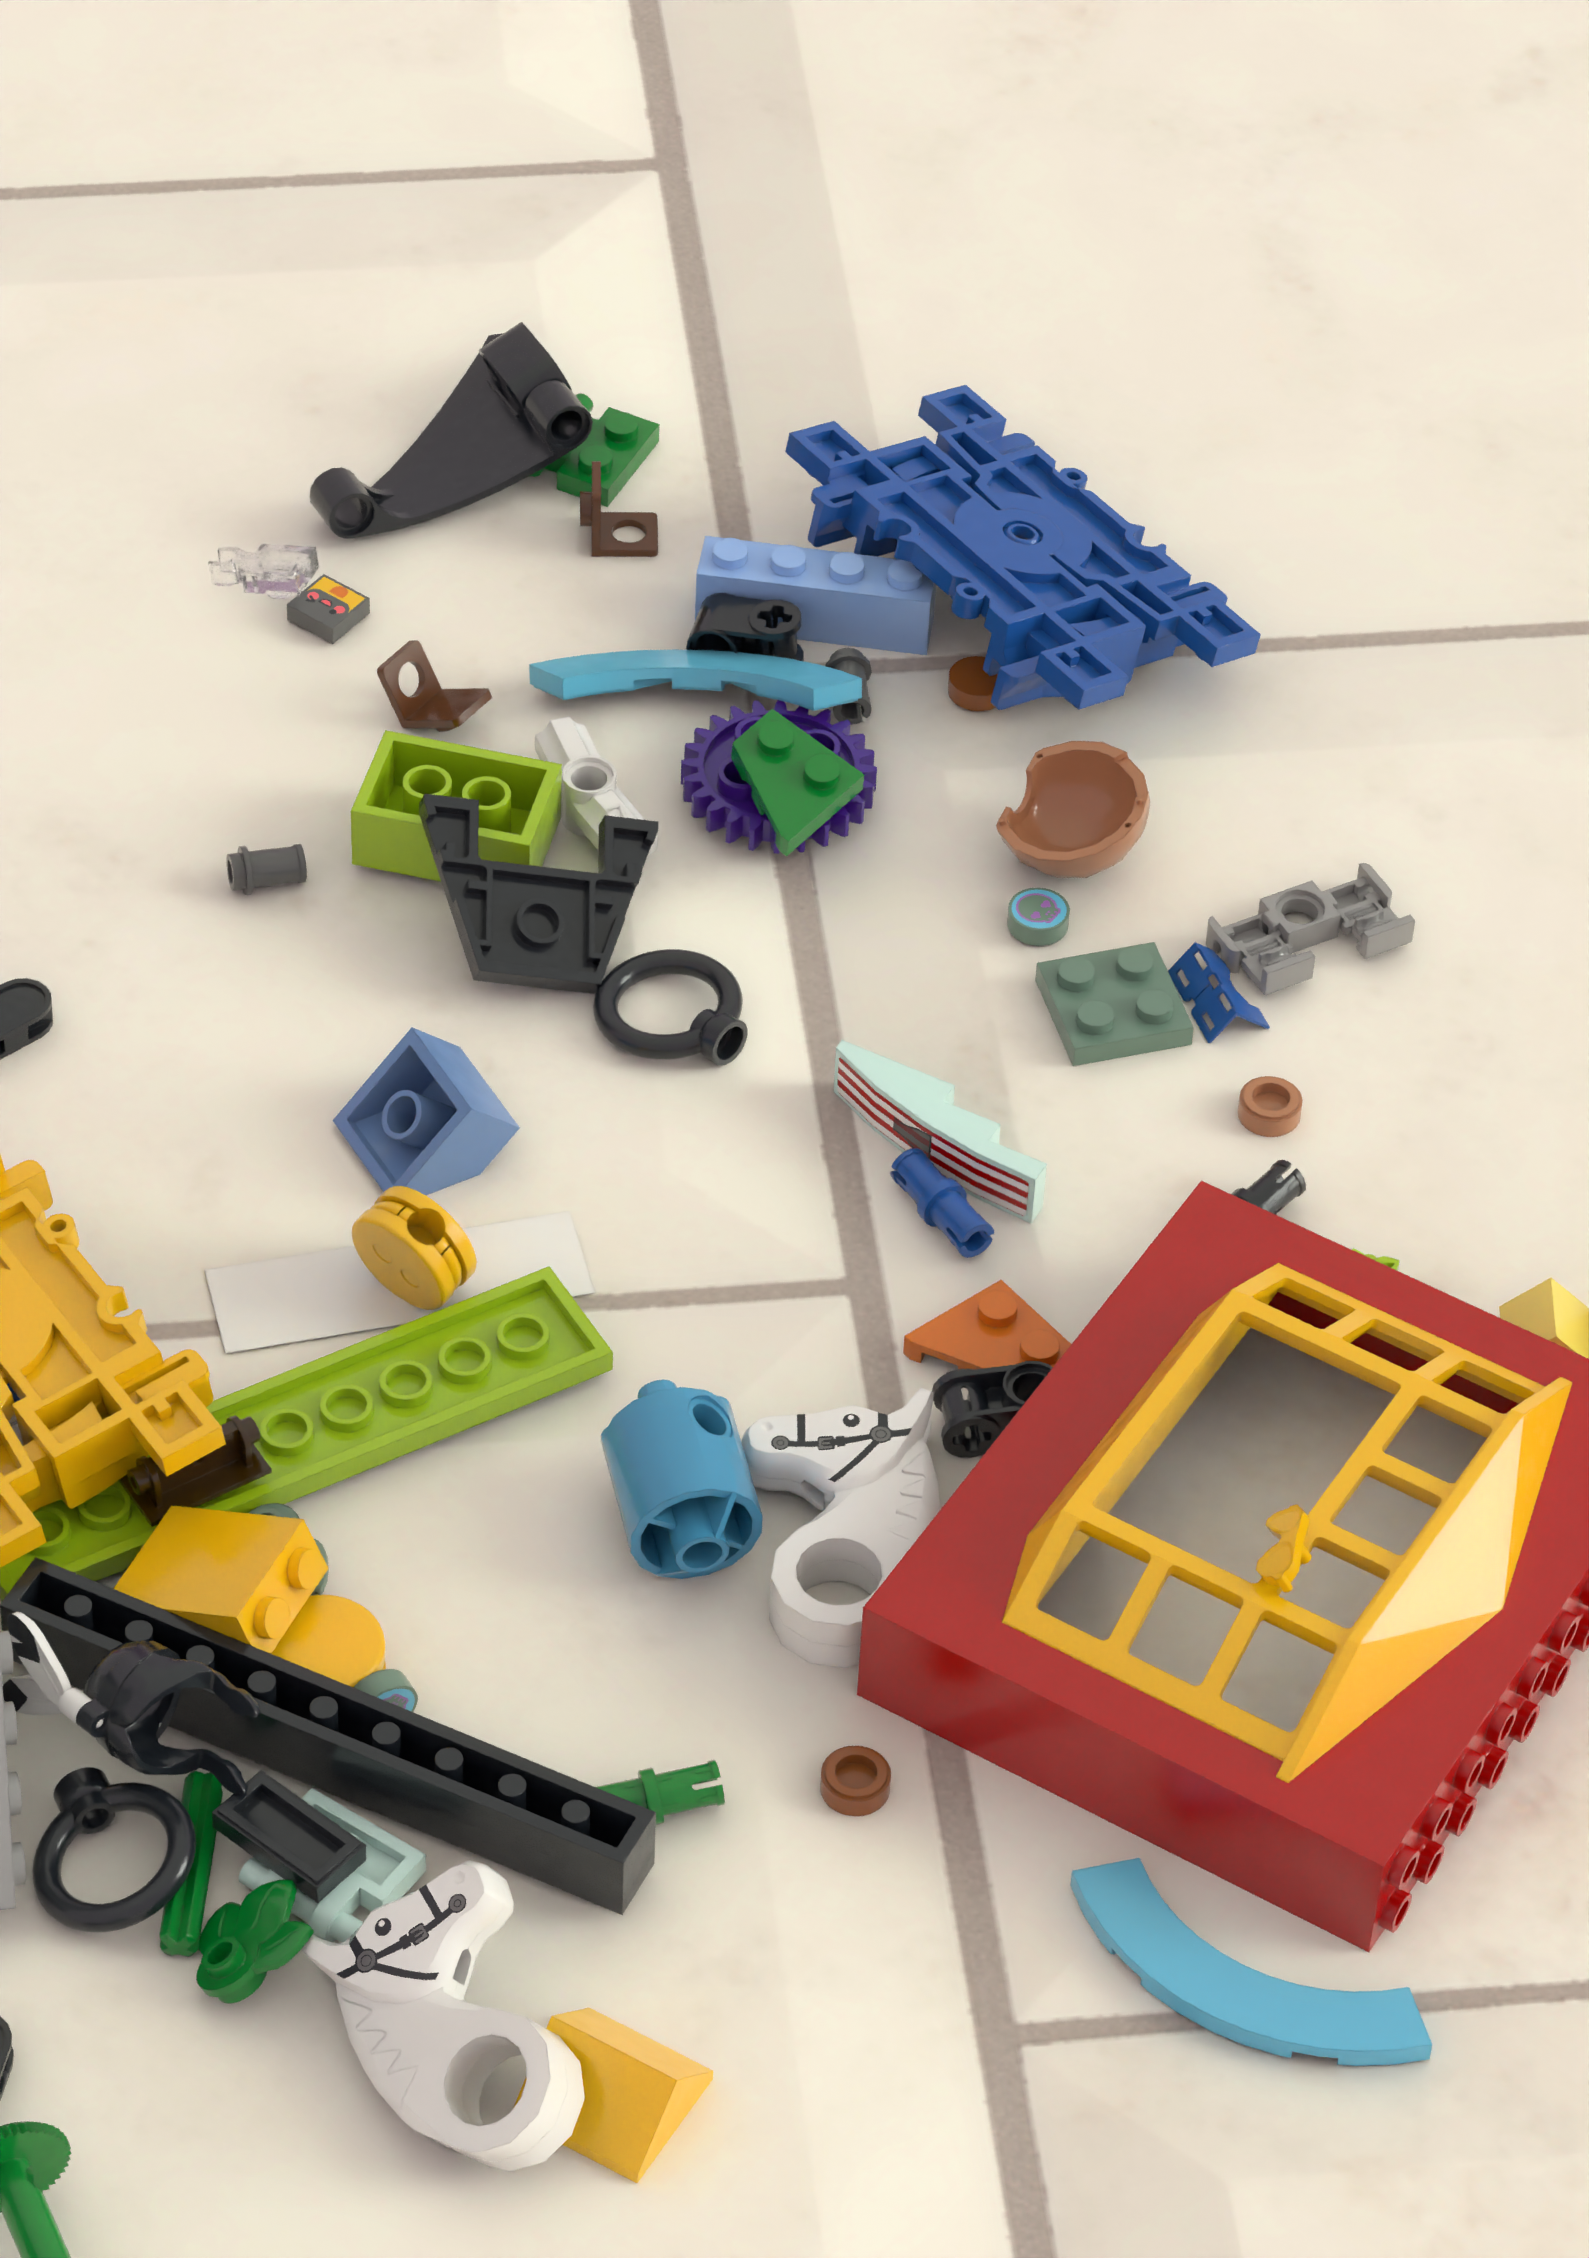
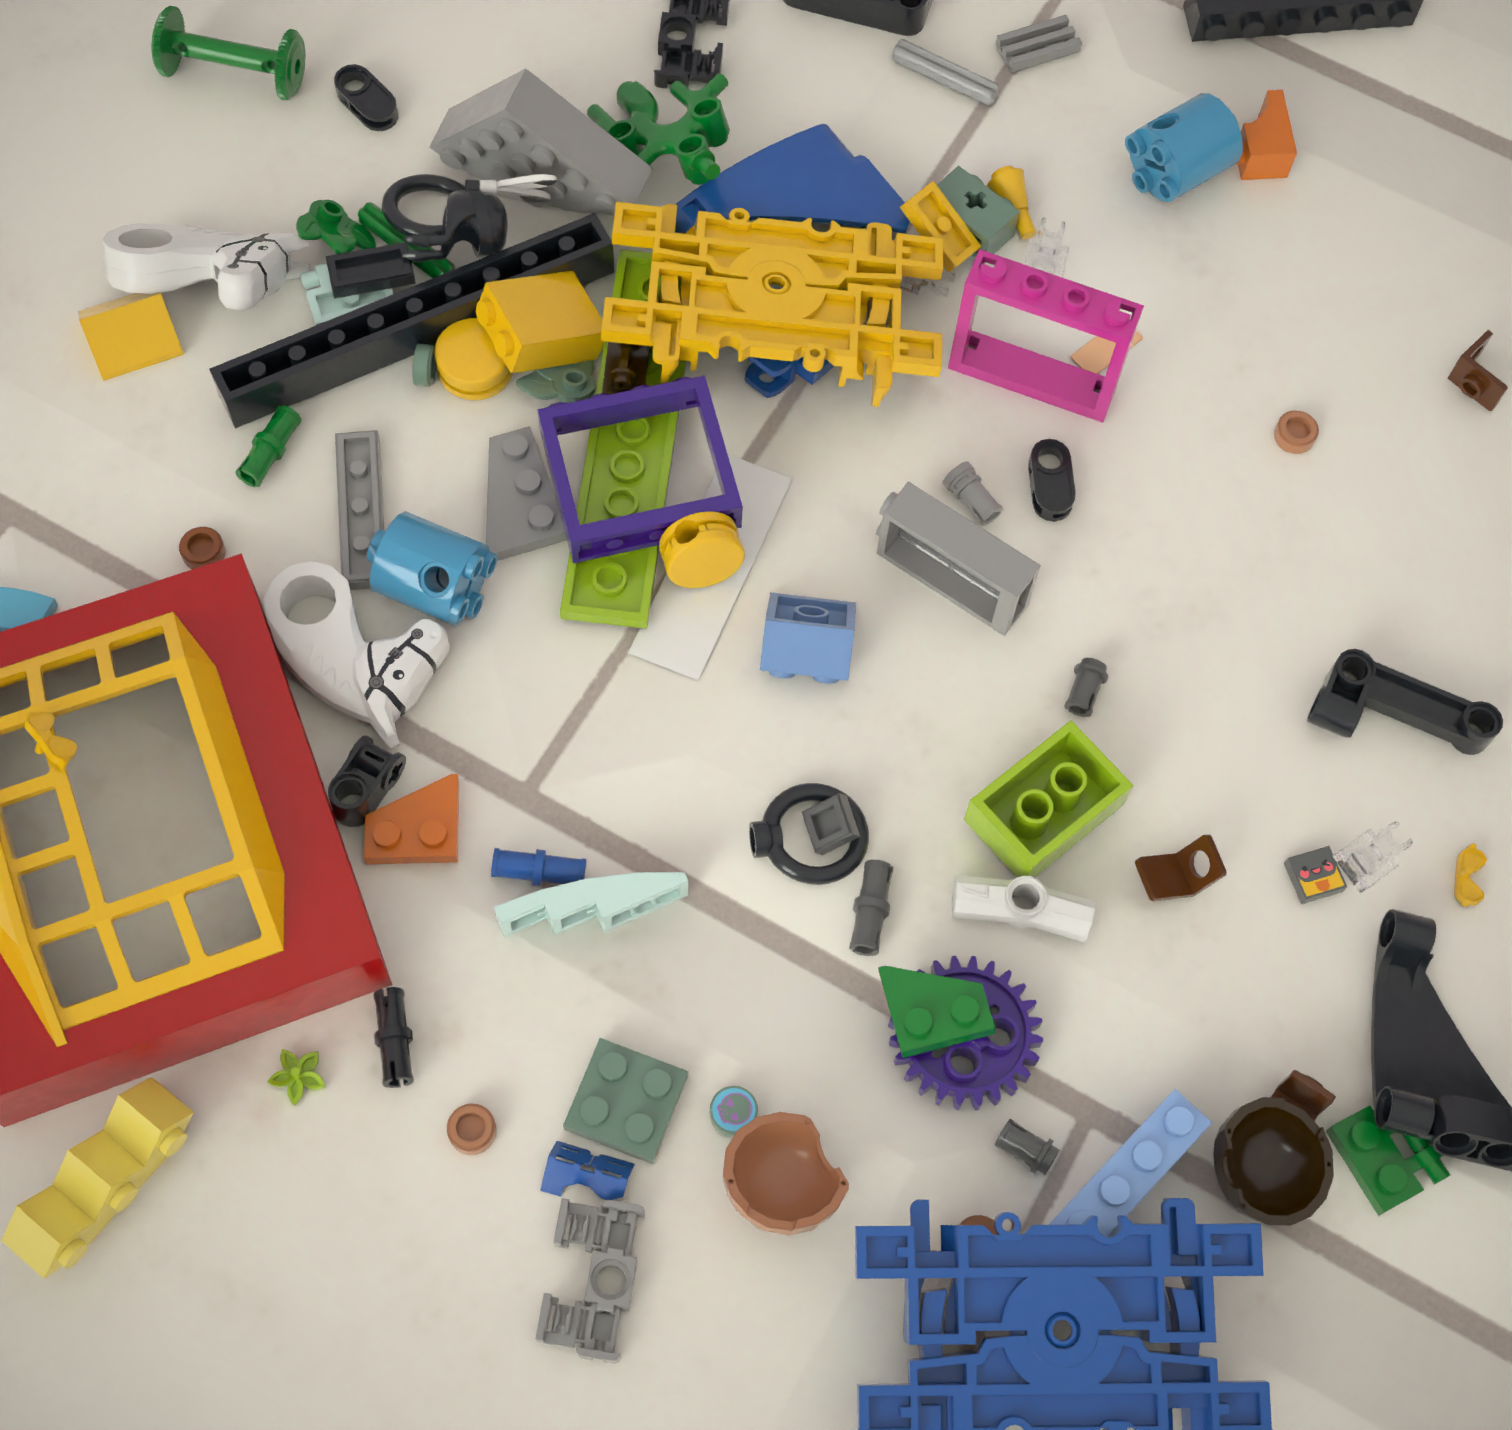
camera: 125 degrees right, 20 degrees up
(62, 655) = (1403, 699): none -> black piece
(79, 1088) = (968, 488): none -> light grey pin
(213, 1017) = (956, 557): none -> light grey piece
(226, 503) = (1467, 863): none -> yellow piece
(412, 1287) = (646, 527): none -> dark purple window
(478, 1501) = (519, 497): none -> light grey wing
(535, 920) = (920, 786): black wing -> none
(644, 1657) = (358, 502): none -> light grey tile
(646, 990) = (830, 824): none -> dark grey tile
(699, 494) = (1273, 1162): none -> dark brown cylinder
(711, 913) = (871, 908): none -> dark grey pin
(747, 626) = (1119, 1105): black piece -> none
(764, 675) = (1101, 1056): medium azure tile -> none

